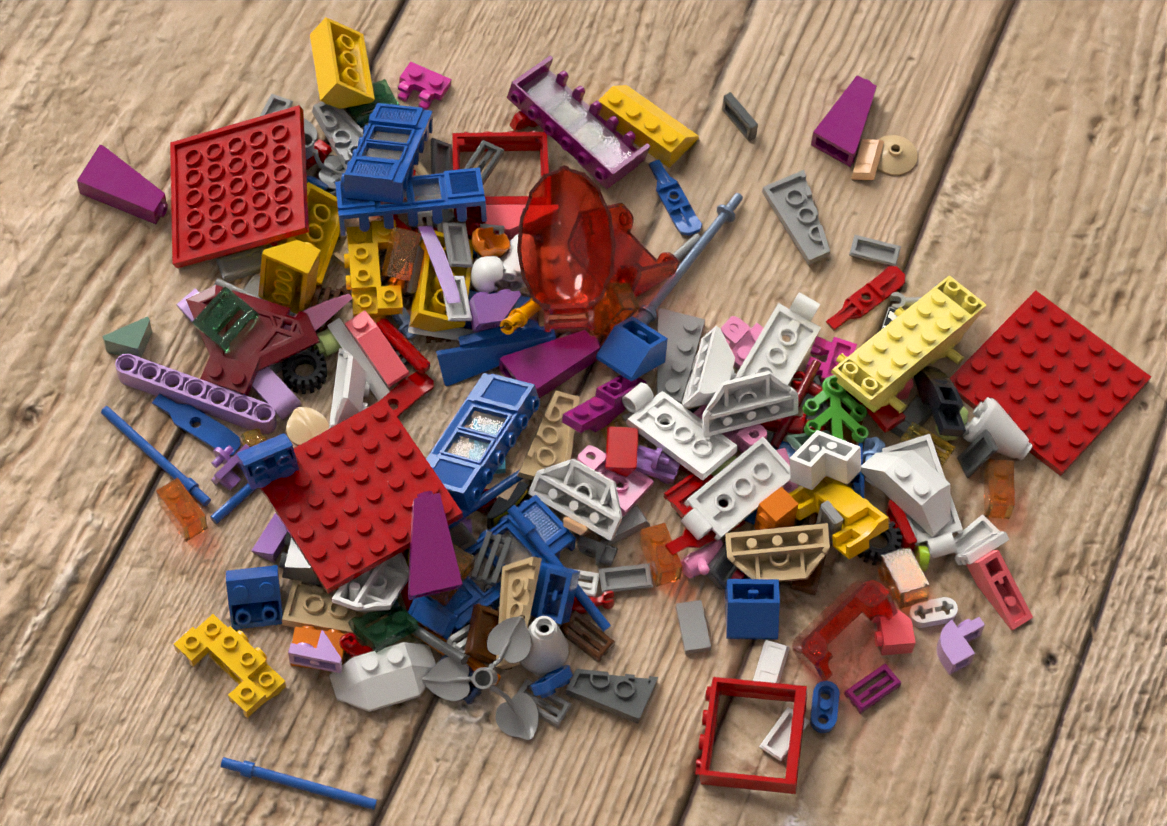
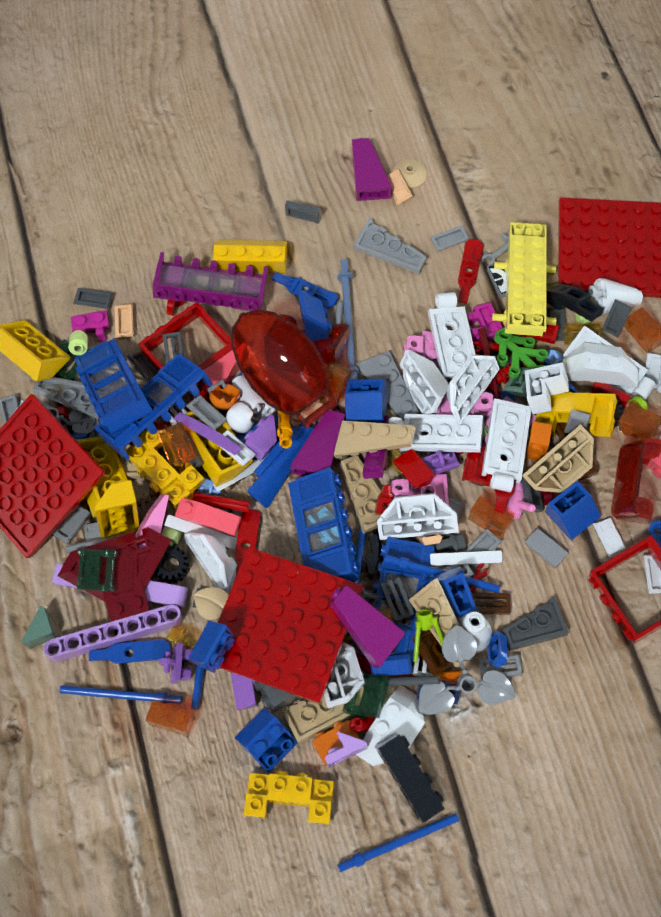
camera: 30 degrees left, 5 degrees up
(358, 728) = (409, 777): none -> black brick
(392, 90) = (78, 342): none -> yellowish green brick
(448, 58) = (93, 298): none -> dark grey tile
(460, 102) = (124, 321): none -> light nougat tile
(497, 595) = (424, 622): none -> lime plant
(565, 454) = (383, 498): none -> red piece
(599, 574) = (466, 558): none -> white sticker
(603, 386) = (370, 437): none -> tan wing
(652, 228) = (314, 317): none -> blue slope

